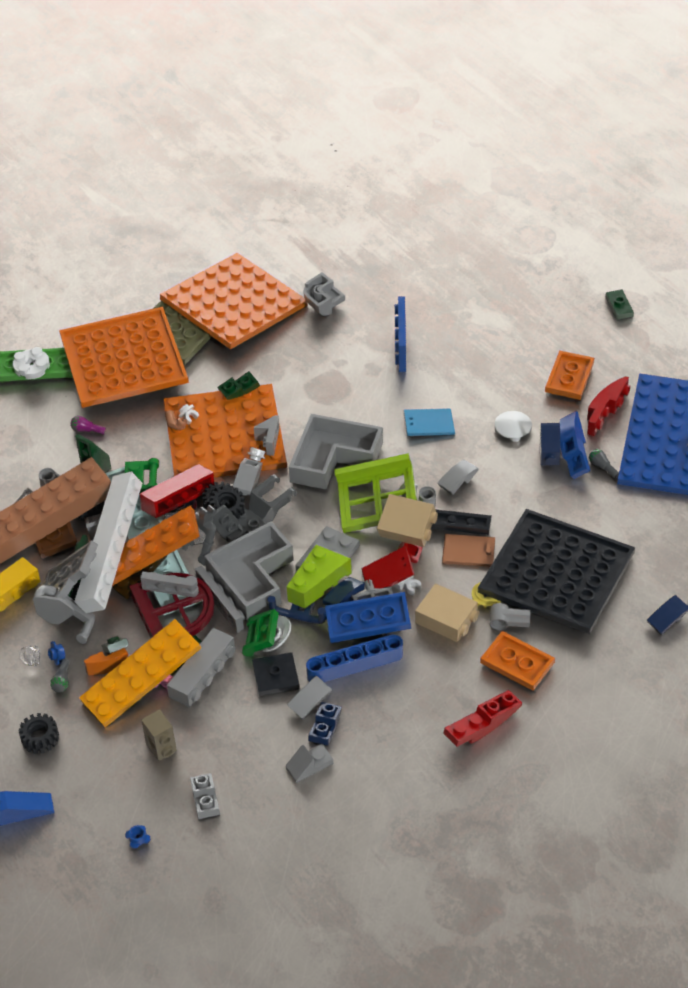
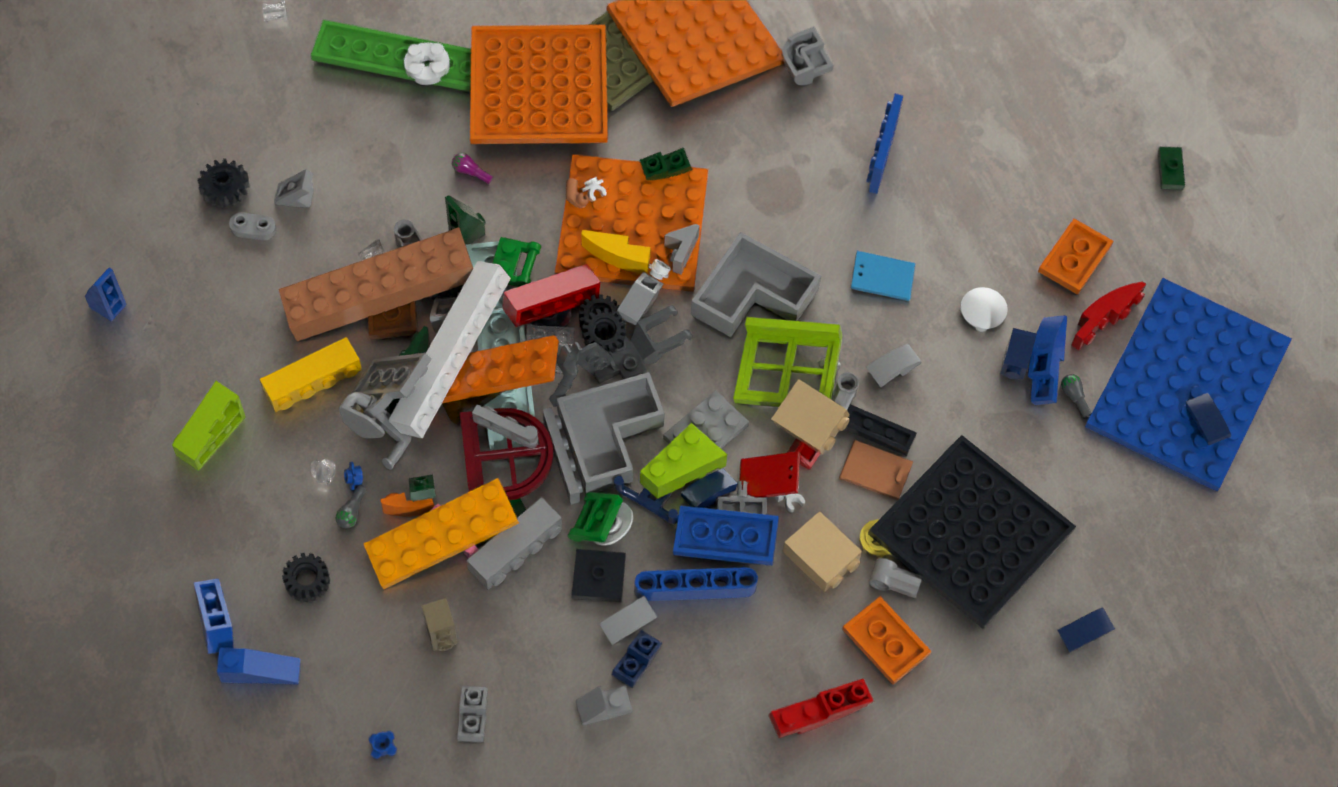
camera: 10 degrees right, 15 degrees up
(218, 449) = (616, 251): none -> yellow slope

